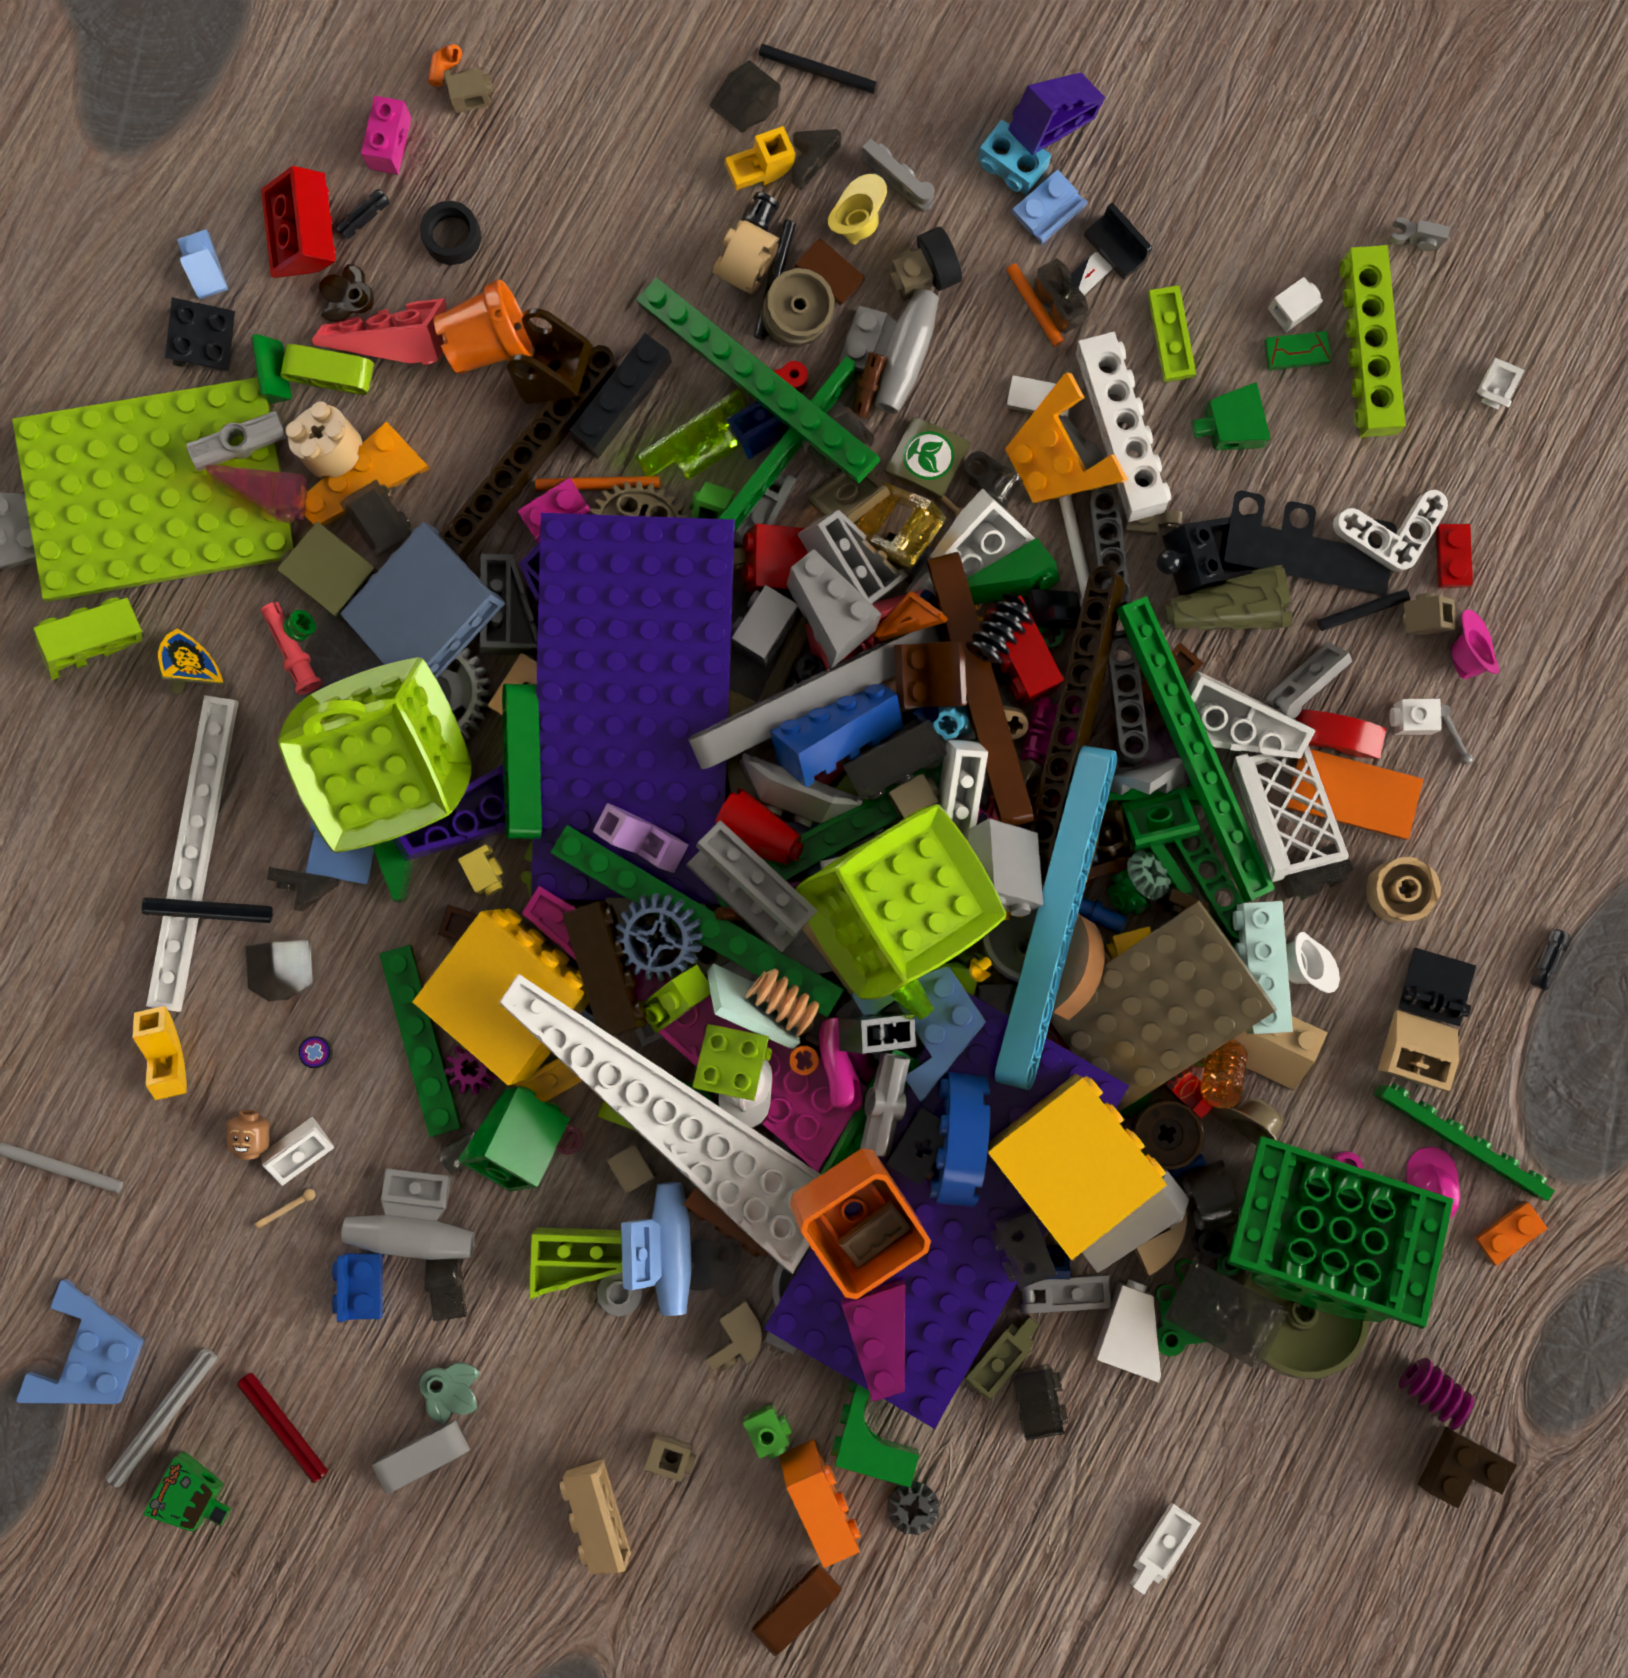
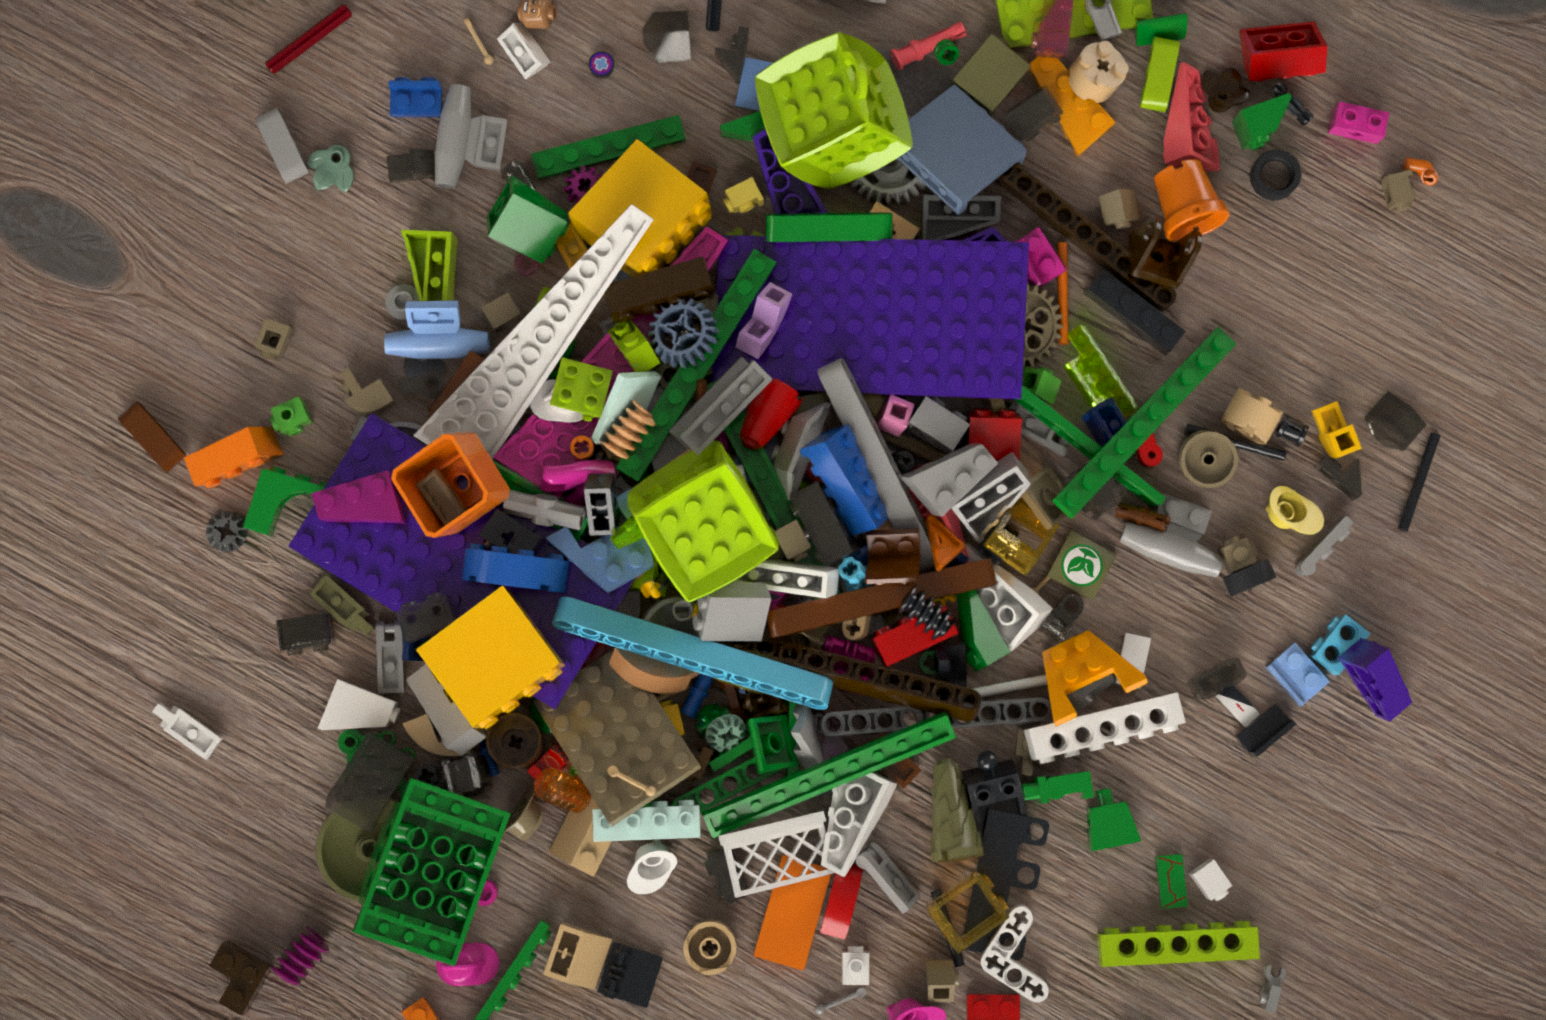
camera: 85 degrees right, 0 degrees up
(388, 248) = (1259, 122): none -> green slope
(493, 414) = (1119, 208): none -> dark tan brick
(596, 1518) = (229, 281): tan slope -> none
(754, 677) = (894, 415): none -> bright pink brick
(837, 272) = (1240, 488): reddish brown slope -> none
(1006, 931) = (685, 615): none -> light grey hinge
(1035, 305) = (1212, 659): orange bar -> none
(1171, 333) = (1186, 773): lime plate -> none
(1198, 479) = (1057, 786): none -> green hips
(1209, 1007) = (613, 772): none -> tan hinge
(1368, 569) = (998, 904): none -> clear yellow window

